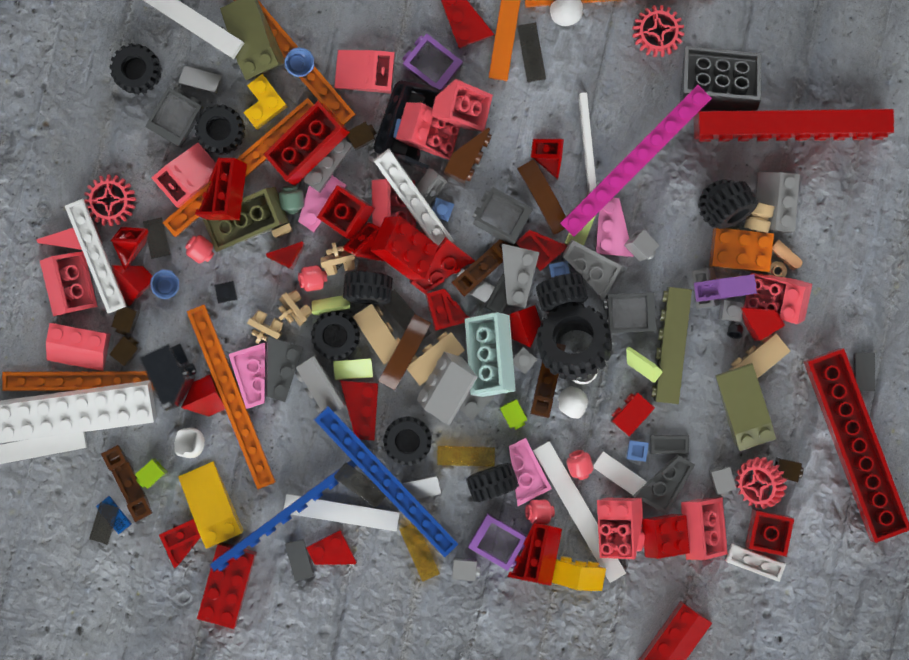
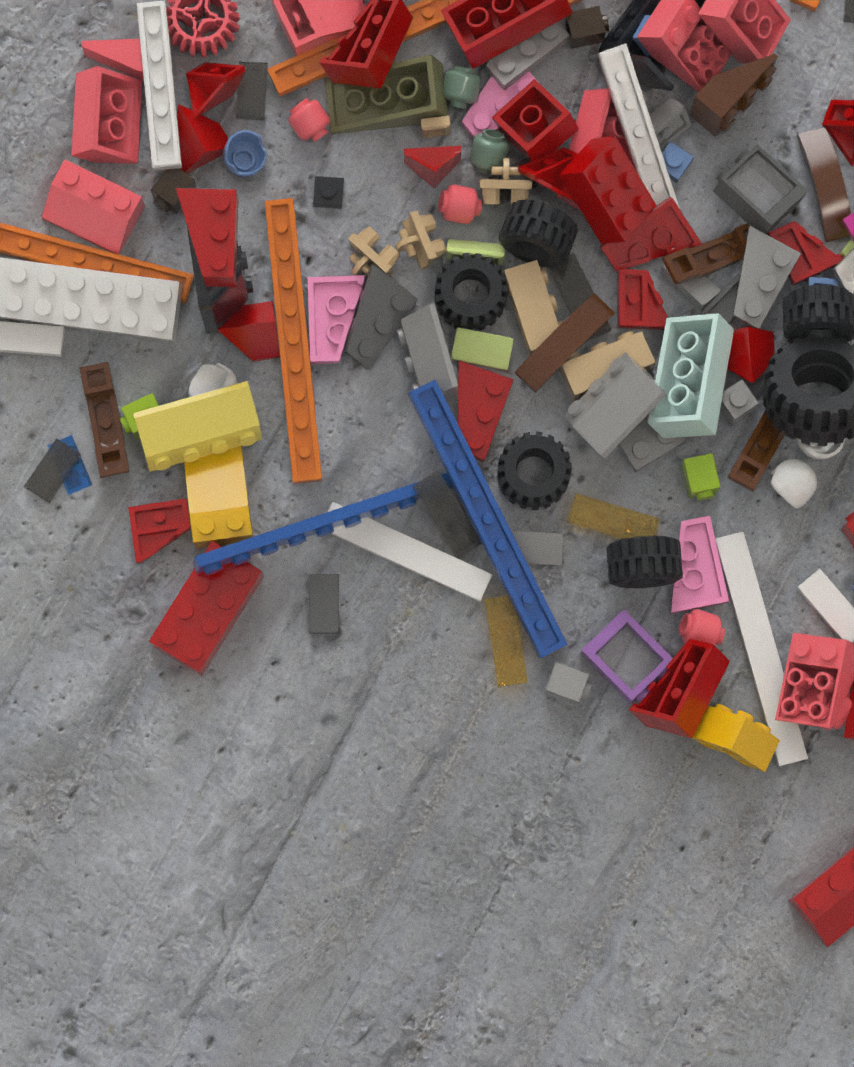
camera: 20 degrees right, 10 degrees down
(125, 350) = (160, 232): dark brown brick -> none
(158, 363) = (213, 231): none -> red wedge
(187, 474) = (198, 426): none -> light yellow slope
(321, 238) = (489, 150): none -> sand green head
(331, 550) = (375, 603): red wing -> none
(579, 464) = (780, 577): coral head -> none

